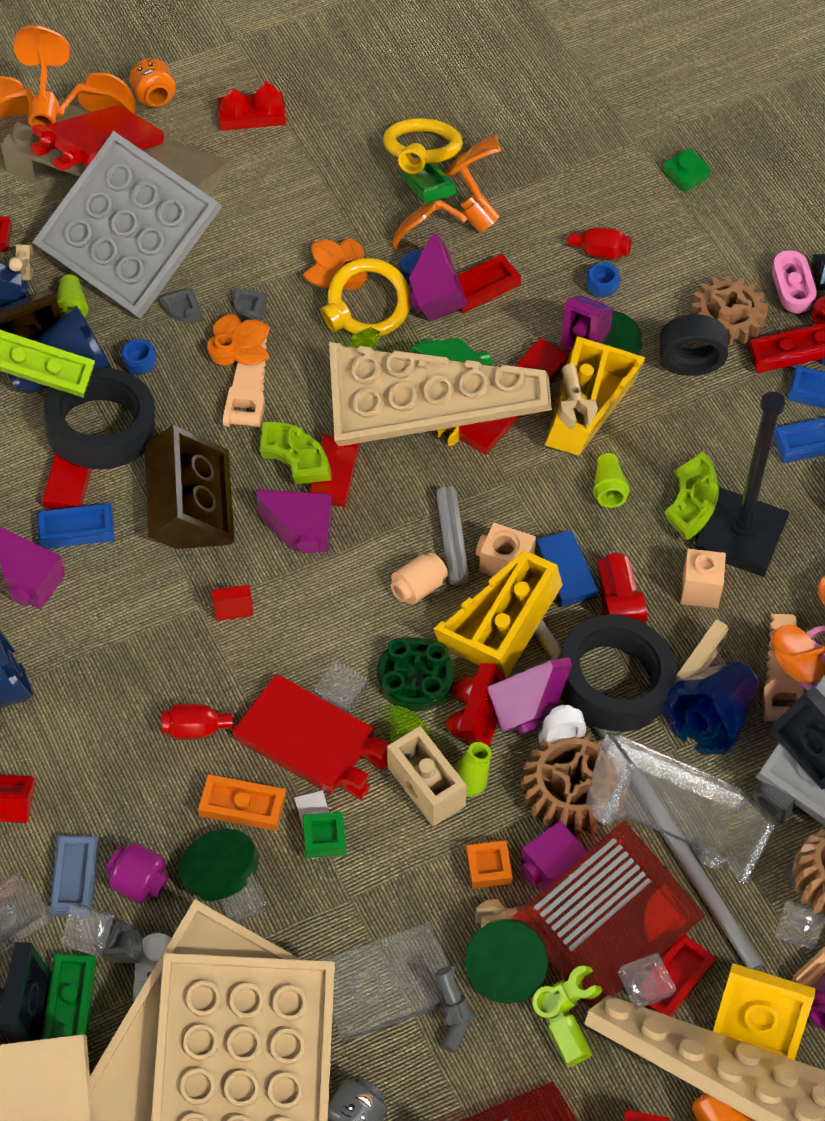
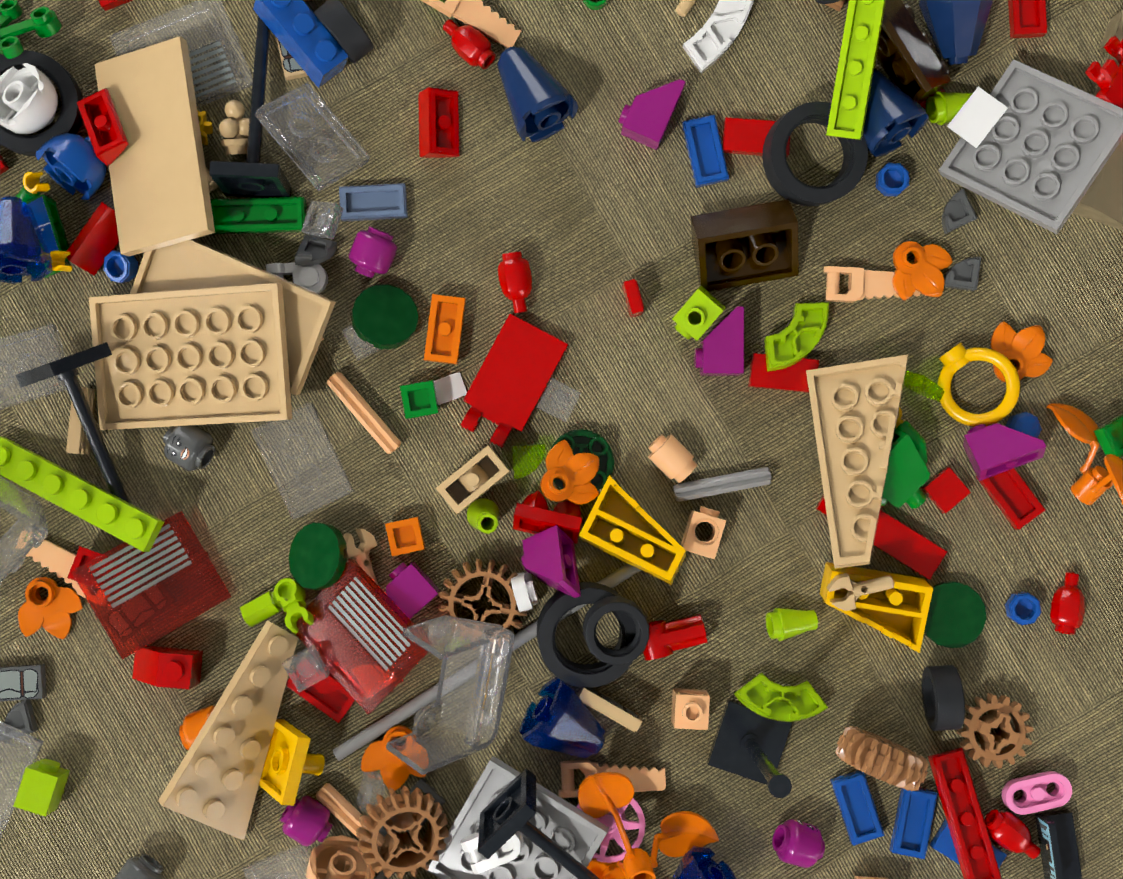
camera: 90 degrees right, 30 degrees up
(22, 261) = (984, 56): tan bar -> none
(87, 273) = (977, 117): none -> white sticker
(259, 538) = (697, 314): none -> lime brick
(332, 903) = (363, 412): none -> light nougat axle
(429, 674) = (574, 472): none -> orange plate
(455, 1007) = (277, 518): dark grey piece -> none
(476, 333) = (946, 490): none -> red tile
(574, 573) = (697, 587): blue tile -> none
(585, 319) = (957, 596): magenta slope -> none
(621, 606) = (625, 654): none -> black tyre
(762, 375) = (882, 758): none -> medium nougat gear
(763, 900) = (392, 769): none -> orange plate
(773, 801) = (477, 770): dark grey tile -> none

